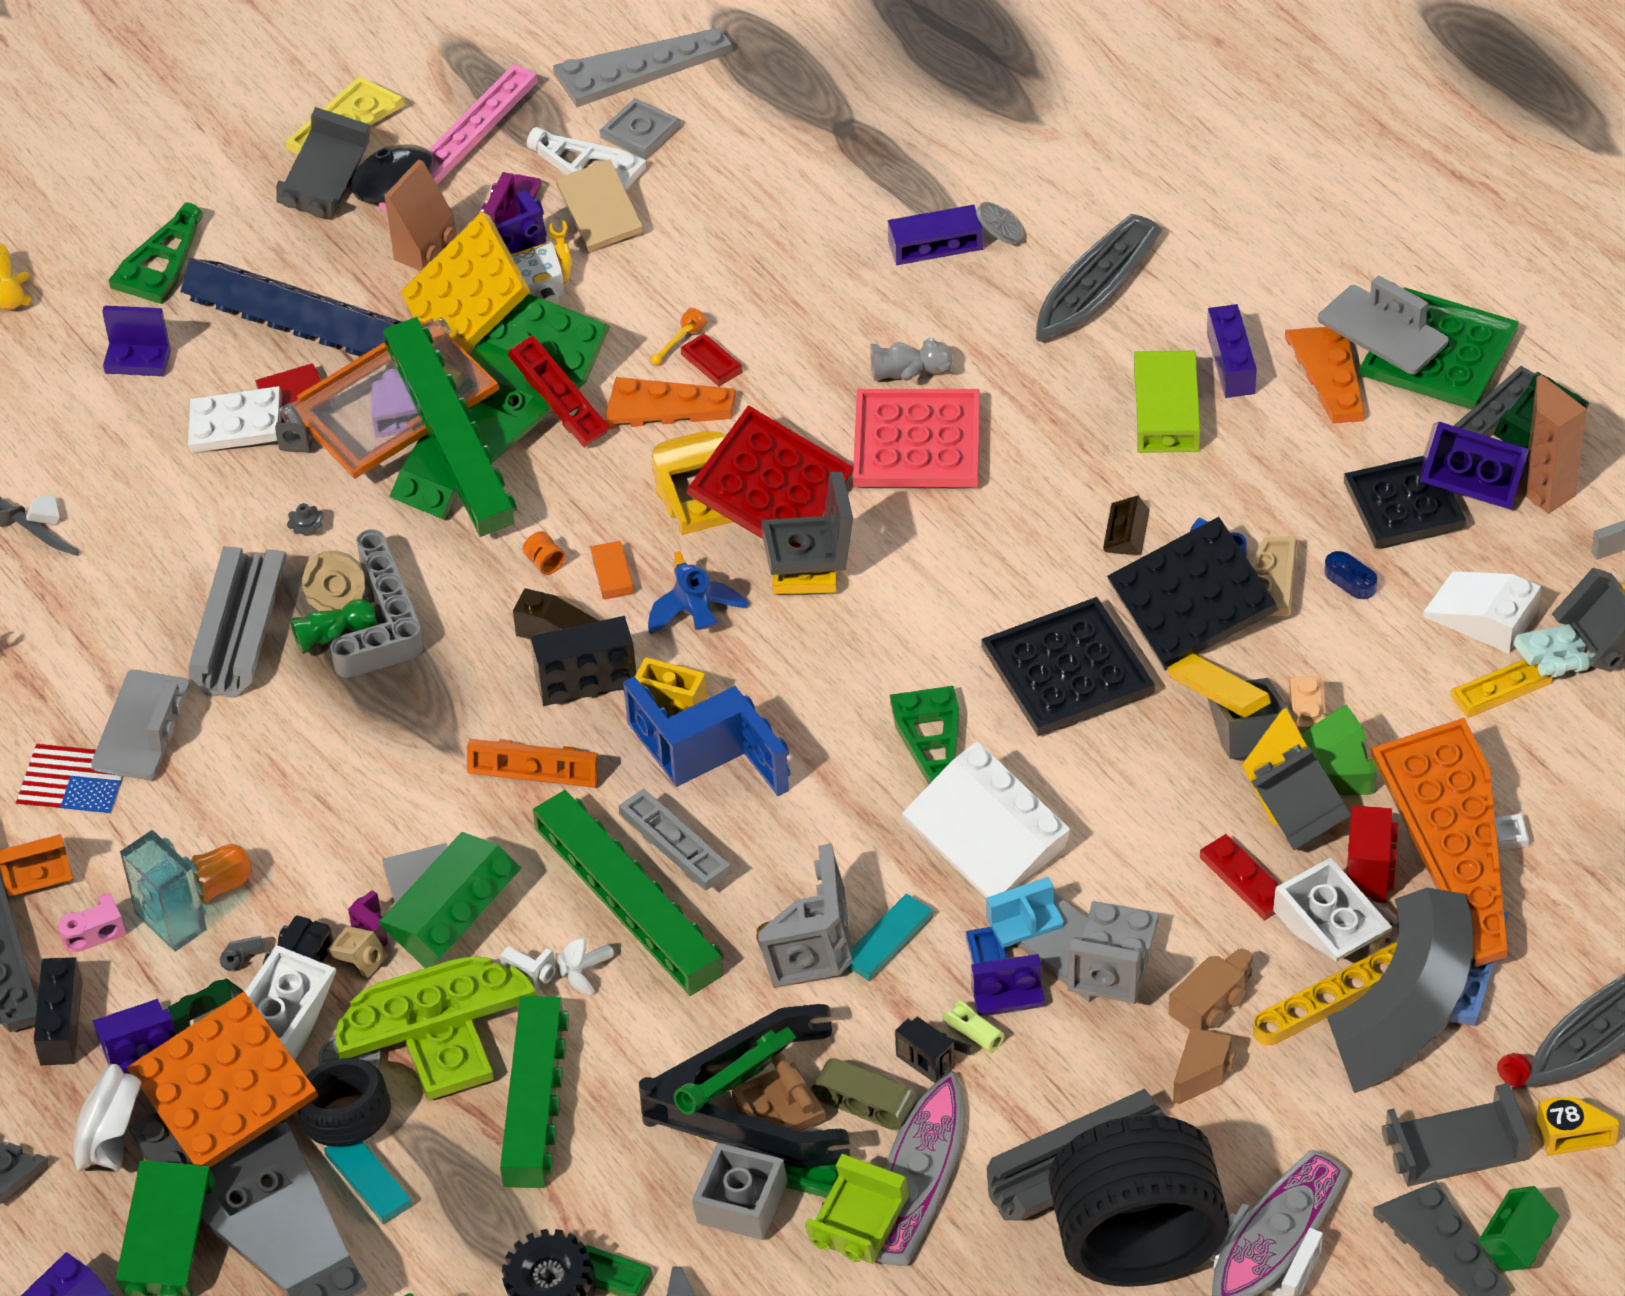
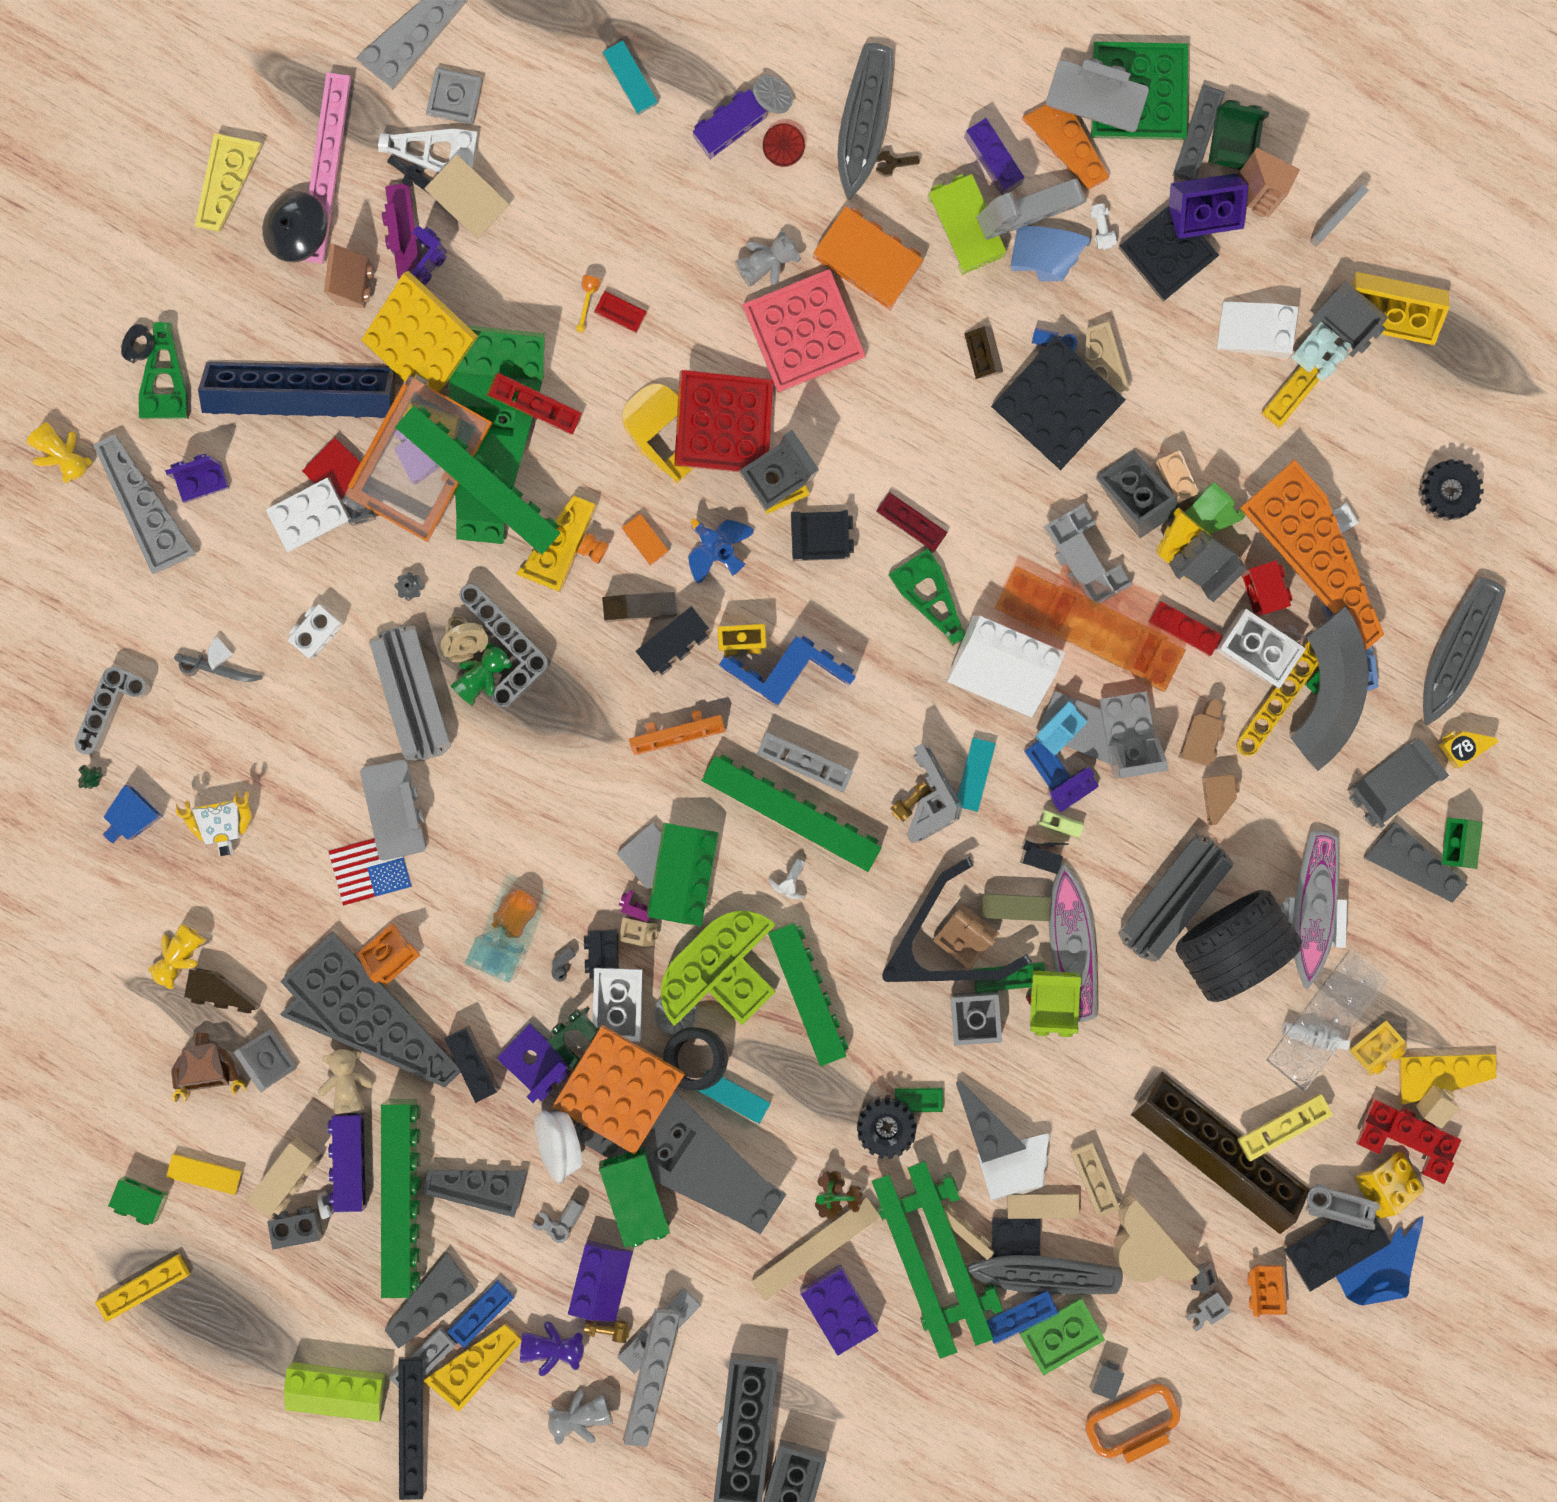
camera: 25 degrees left, 40 degrees up
(46, 1244) = (561, 1231): none -> light grey bar
(55, 369) = (150, 521): none -> light grey wing
(92, 926) = (456, 987): bright pink leg -> none
(144, 219) = (127, 349): none -> black piece
(168, 525) = (320, 636): none -> white brick
(324, 164) = (238, 242): dark grey panel -> none
(486, 555) = (555, 563): none -> yellow wing
(537, 971) = (753, 901): white bracket -> none
(546, 266) = (457, 281): torso -> none
(547, 170) = (410, 173): none -> black sword
(650, 400) = (602, 369): orange wing -> none
(693, 1096) = (940, 917): green plate -> none
(825, 632) = (821, 536): none -> black panel
(846, 169) = (630, 77): none -> teal tile
(948, 658) = (911, 522): none -> dark red tile
(988, 274) = (783, 145): none -> clear red wheel
(1029, 393) = (868, 257): none -> orange panel
(1067, 666) = (997, 499): black plate -> none
(1101, 325) = (895, 162): none -> dark brown bar
(1141, 756) = (1079, 558): none -> light grey bracket
(1164, 848) = (1091, 627): none -> clear orange bracket
(1219, 685) = (1111, 483): yellow tile -> none
(1242, 400) = (1008, 214): none -> light grey beam
(1252, 452) = (1047, 251): none -> medium blue slope
(1331, 465) = (1105, 239): none -> white bar
(1353, 572) = (1158, 329): clear blue beam -> none
(1514, 1069) = (1414, 717): red plate -> none

